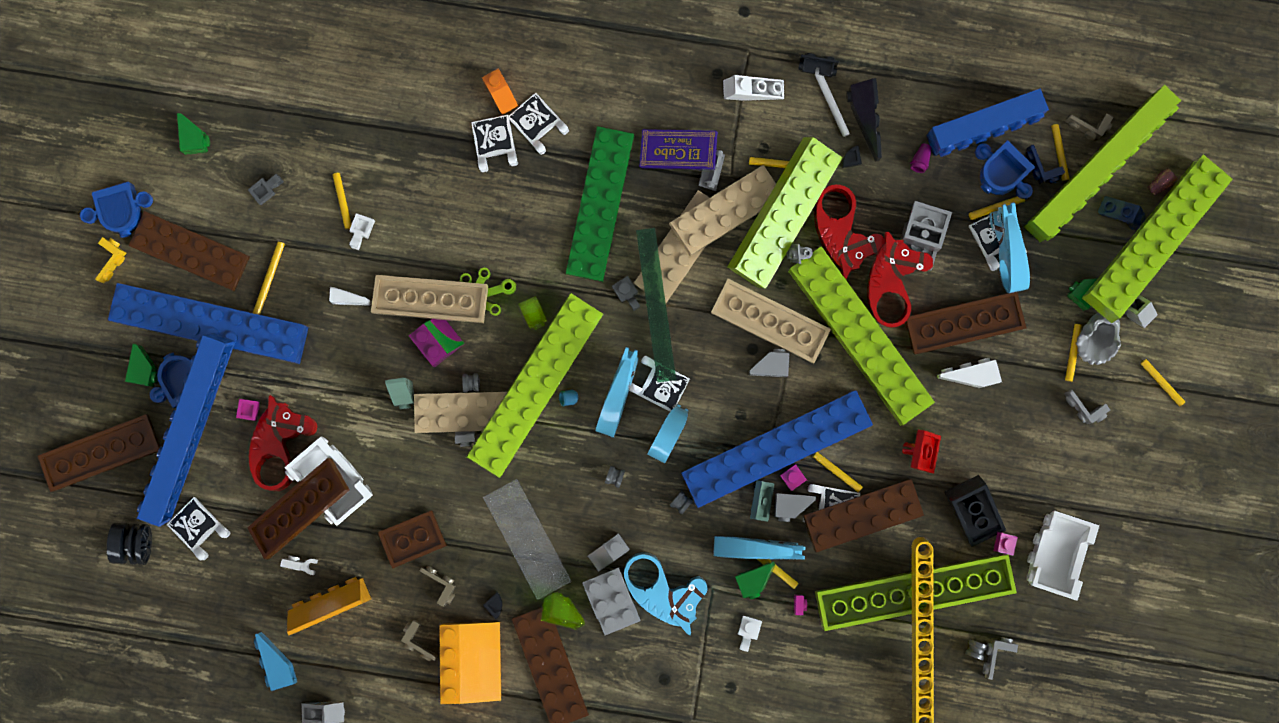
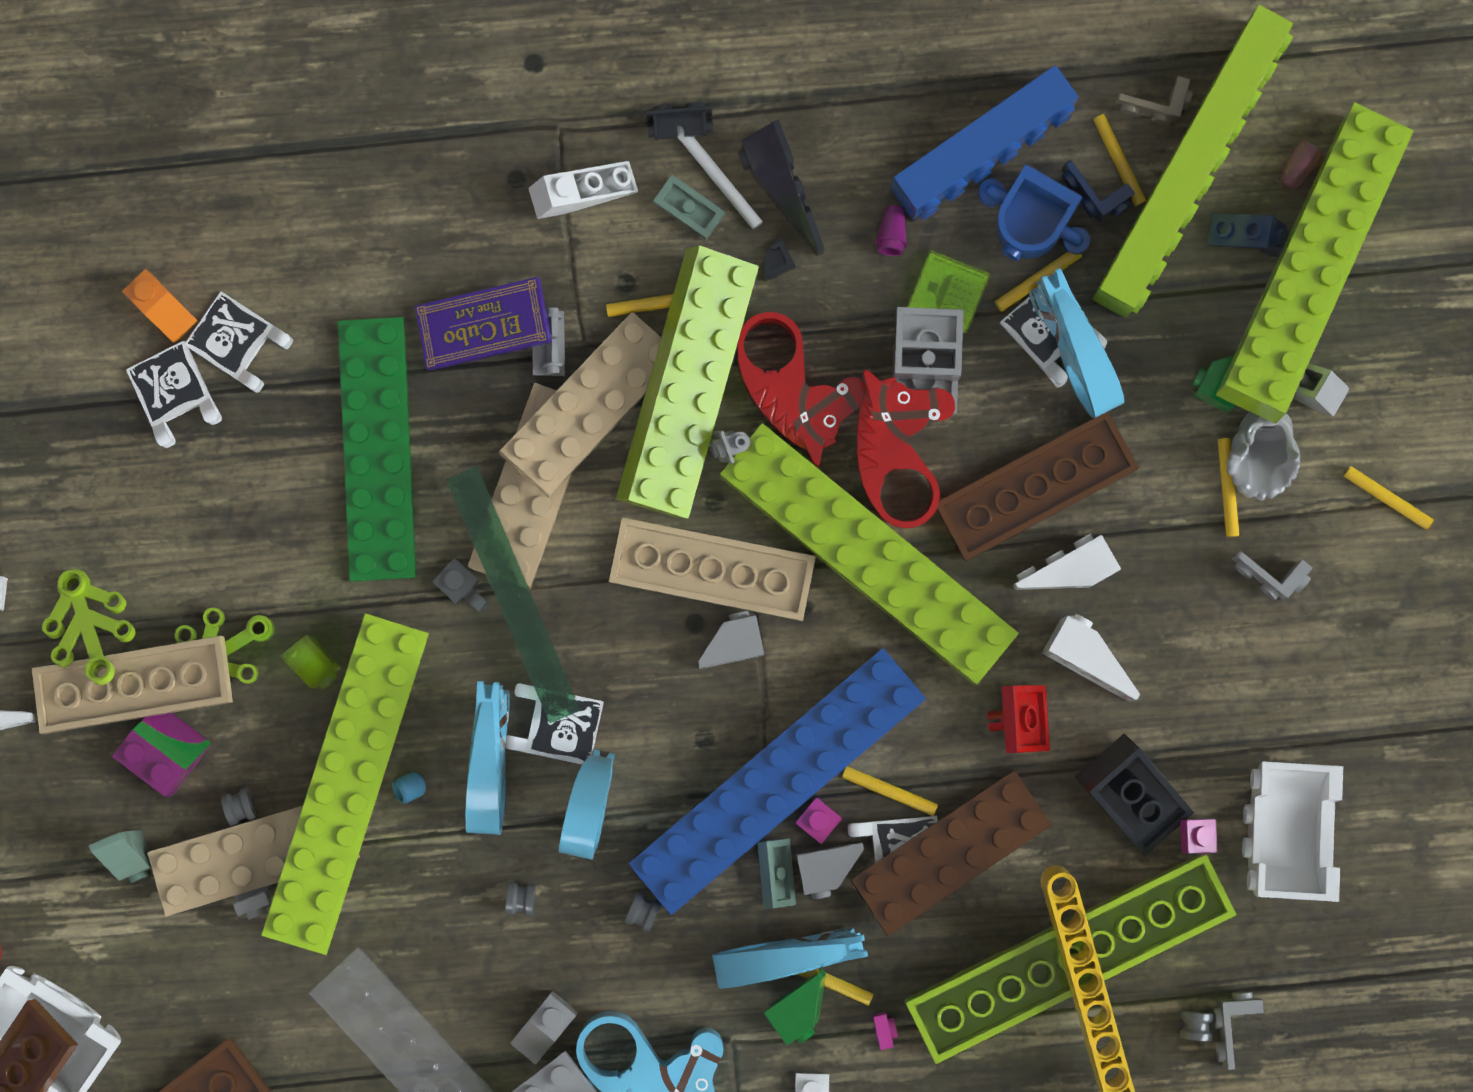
camera: 15 degrees left, 0 degrees up
(412, 257) = (84, 623): none -> lime plant
(810, 114) = (689, 207): none -> sand green plate
(946, 196) = (949, 285): none -> clear neon green tile
(970, 424) = (1087, 654): none -> white slope

